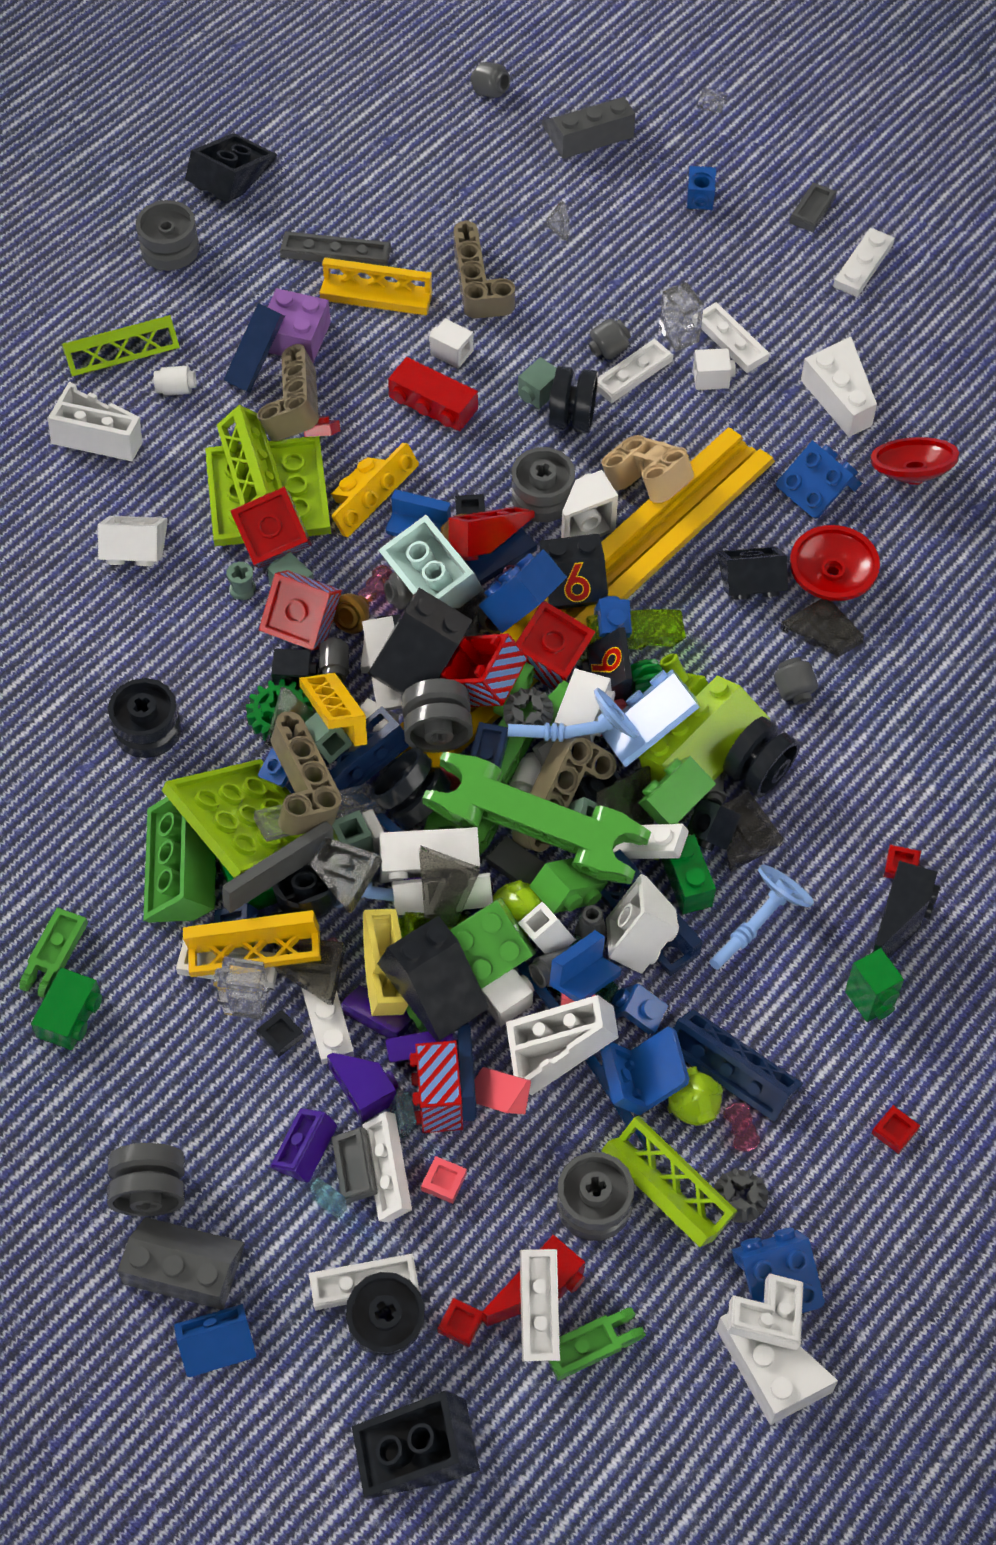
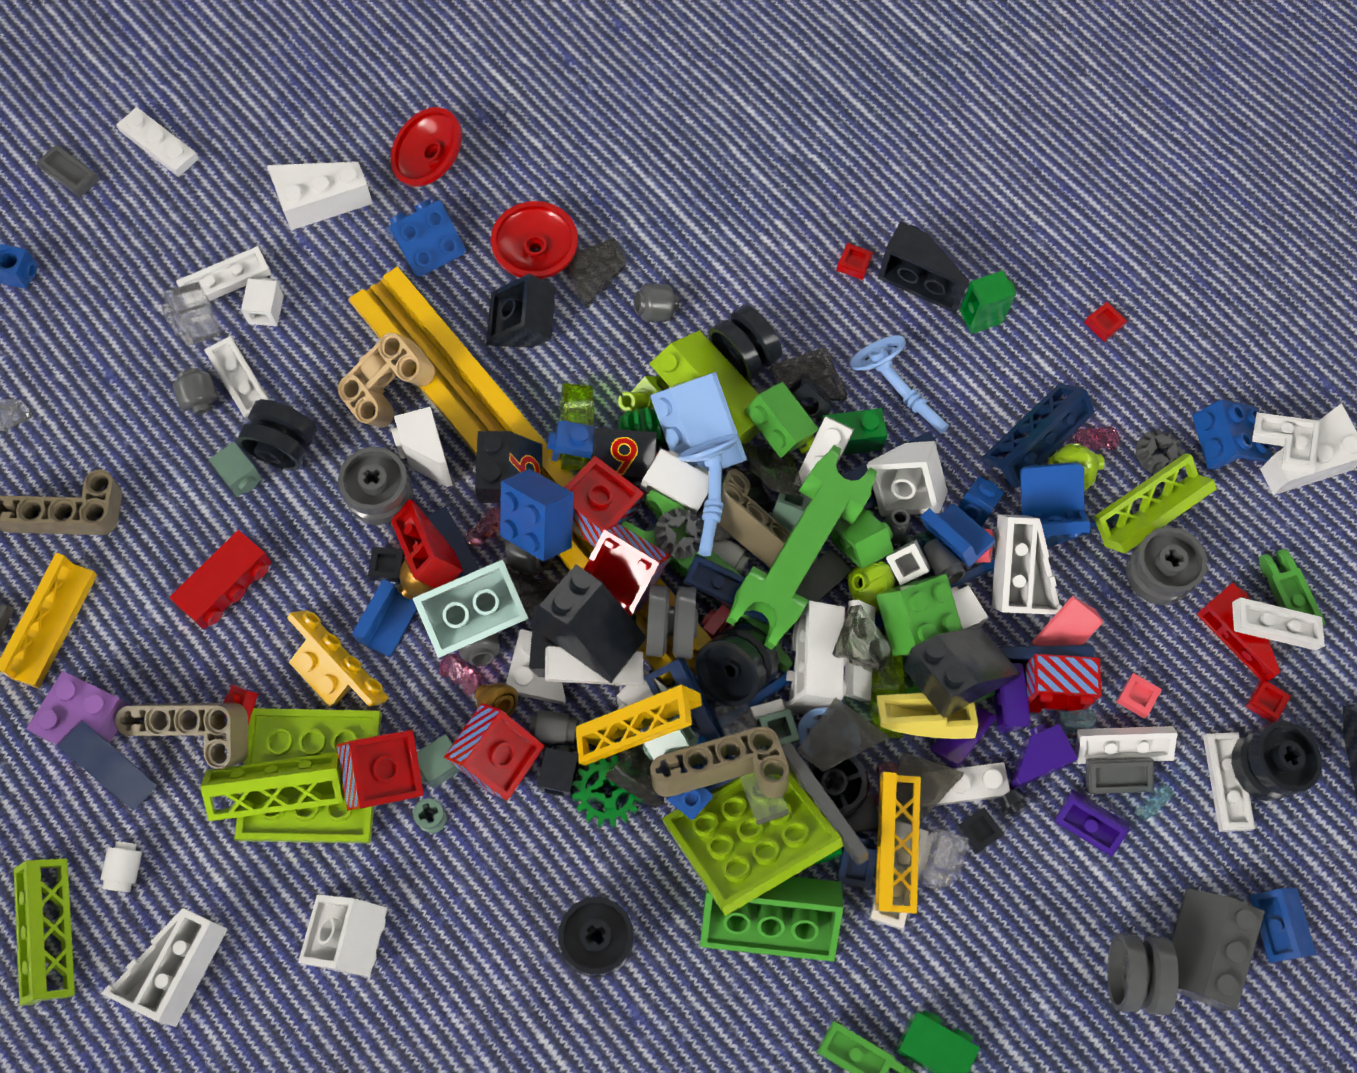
camera: 85 degrees left, 10 degrees up
(312, 1062) = (1014, 802): none -> black plate
(451, 343) = (153, 551): white brick -> none

